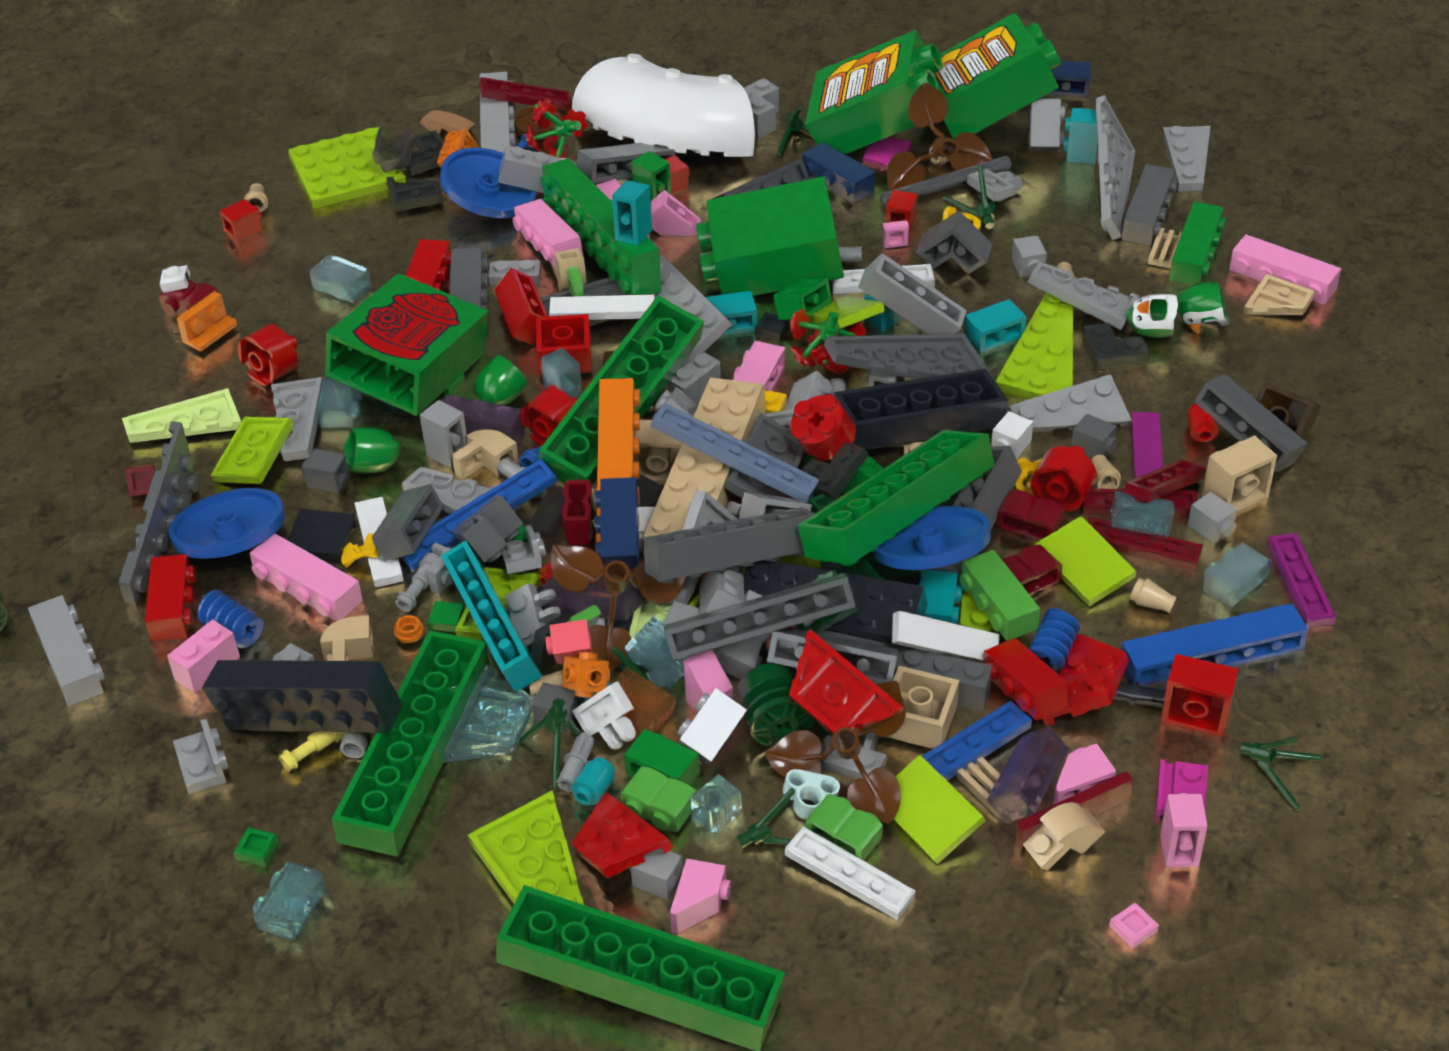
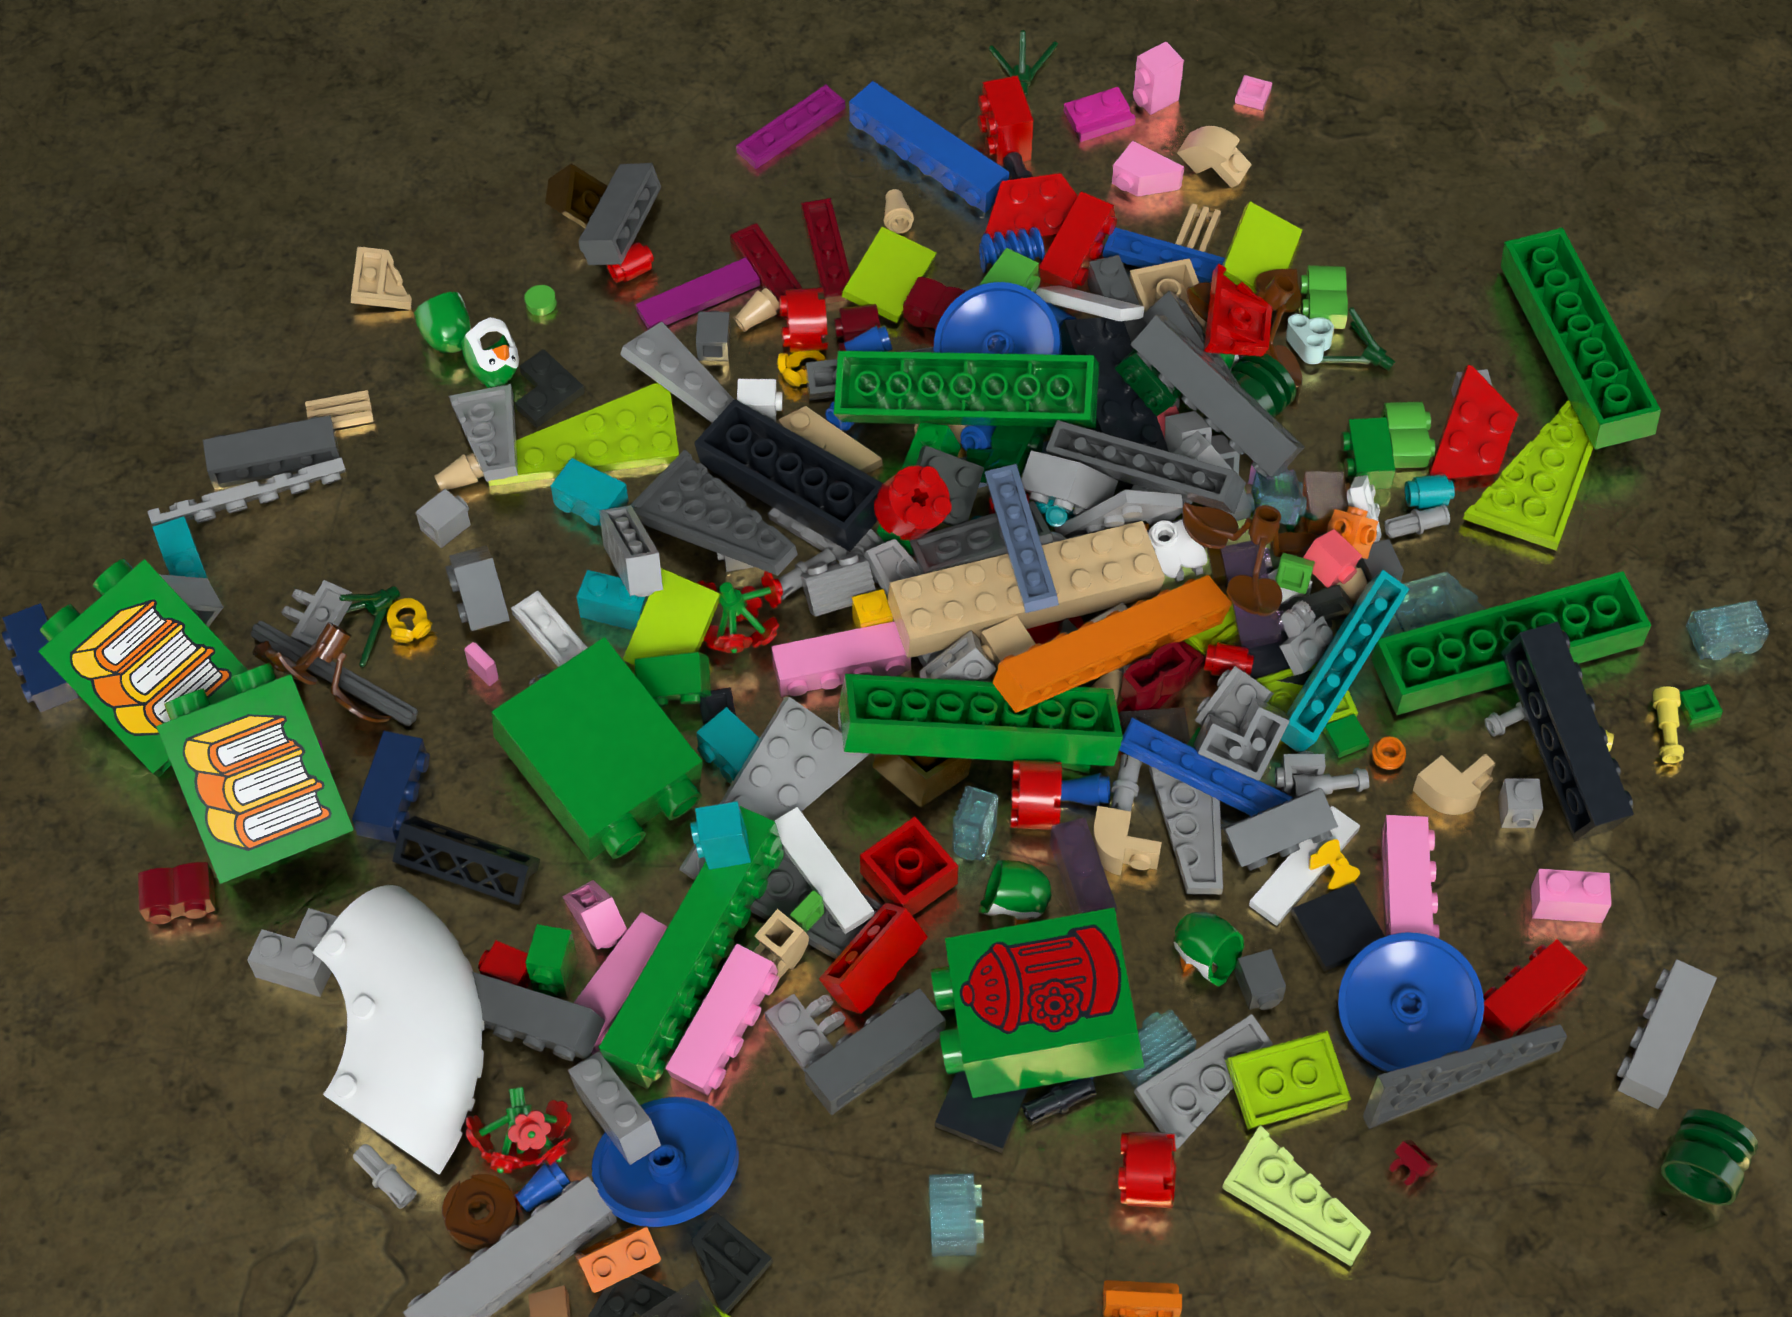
camera: 125 degrees left, 15 degrees up
(199, 760) = (1664, 817): light grey bracket -> none
(232, 616) = (1512, 909): blue piece -> none
(276, 818) = (1666, 702): none -> light yellow piece
(431, 263) = (875, 1117): red brick -> none
(443, 432) = (1136, 882): light grey brick -> none
(523, 93) = (442, 1251): dark red tile -> none
(556, 722) = (1411, 529): dark green plant -> none
(618, 521) = (1175, 592): dark blue brick -> none
(698, 894) = (1470, 348): bright pink slope -> none
(711, 726) = (1316, 424): brick -> none
(716, 804) = (1369, 388): clear light blue brick -> none
(793, 123) = (301, 900): dark green plant -> none
(850, 873) = (1360, 276): white tile -> none
(901, 207) = (427, 682): red brick -> none
(1004, 495) = (872, 340): none -> blue cone
(1027, 774) = (1180, 197): clear purple brick -> none
(1095, 799) = (1196, 167): dark red tile -> none
(1143, 517) = (804, 248): clear light blue brick -> none
(1164, 481) = (753, 242): dark red plate -> none
(1187, 154) = (129, 466): light grey wing -> none
(1197, 243) = (292, 383): green brick -> none
(1202, 372) = (540, 300): none -> bright green tile
(1212, 517) = (763, 205): light grey brick -> none
(1236, 574) = (826, 162): clear light blue brick -> none
(1241, 473) = (706, 194): tan brick -> none
(1257, 258) = (326, 290): bright pink brick -> none

